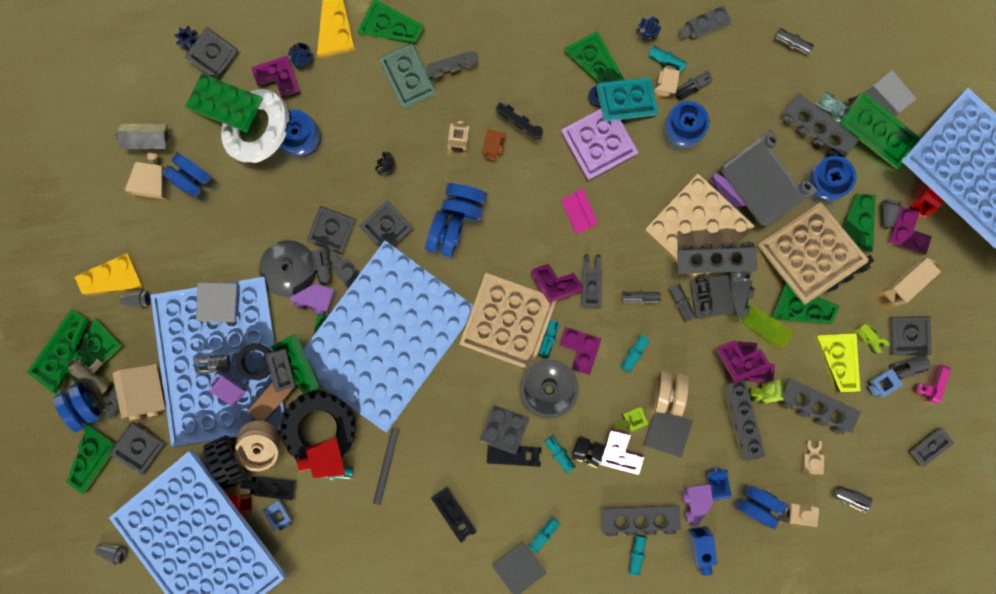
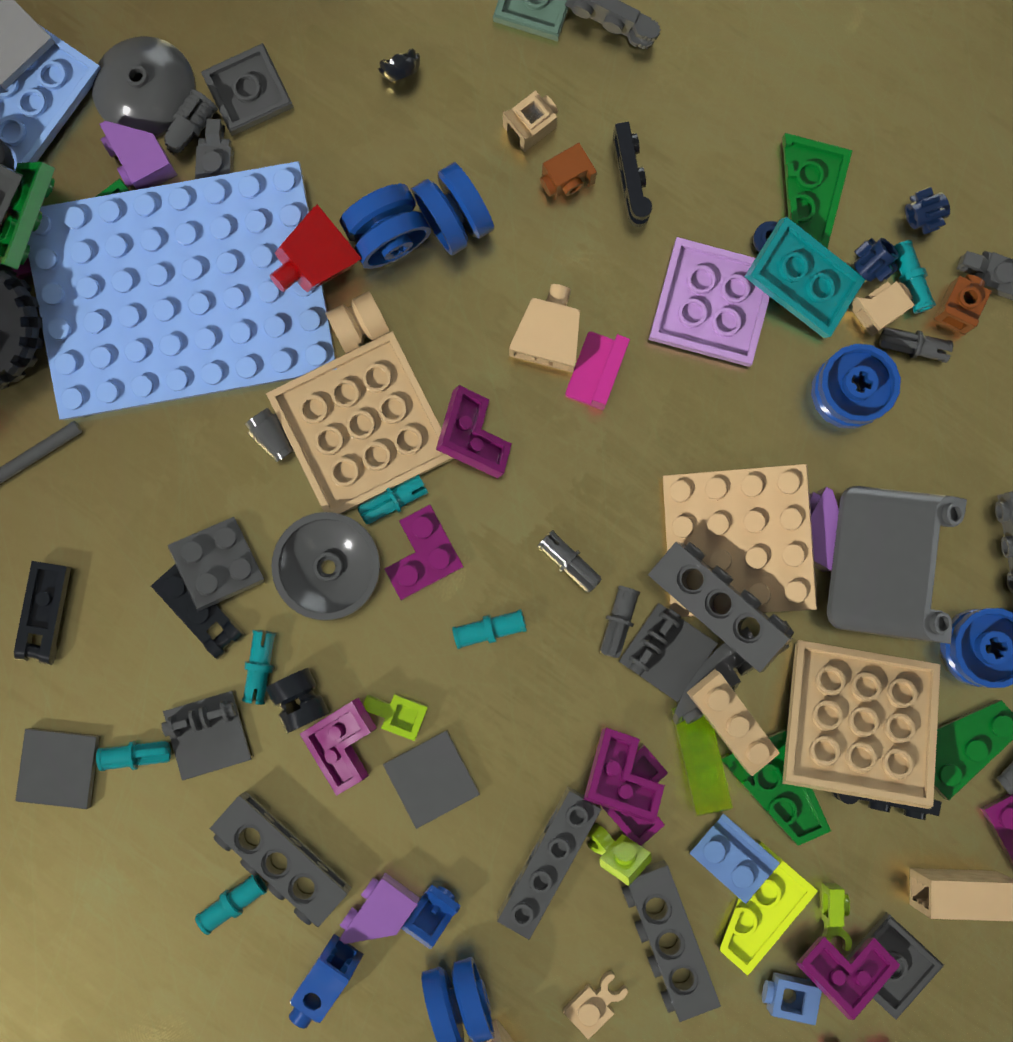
camera: 45 degrees right, 0 degrees up
(386, 225) = (324, 148): dark grey plate -> none
(427, 271) = (313, 253): none -> red torso
(468, 280) = (357, 322): none -> tan wheel
(475, 359) = (269, 434): none -> dark grey cone
(547, 214) = (548, 331): none -> tan torso
(565, 500) = (206, 735): none -> dark grey hinge
(592, 283) = (520, 480): dark grey hinge -> none
(647, 65) = (876, 259): none -> dark blue gear
(671, 393) = (487, 733): tan wheel -> none
(697, 57) = (955, 311): none -> dark orange brick
(764, 299) = (733, 722): none -> tan plate
(813, 351) = (735, 858): none -> medium blue plate
(900, 356) = (852, 982): none -> magenta plate
(912, 367) = (868, 1023): dark grey hinge -> none

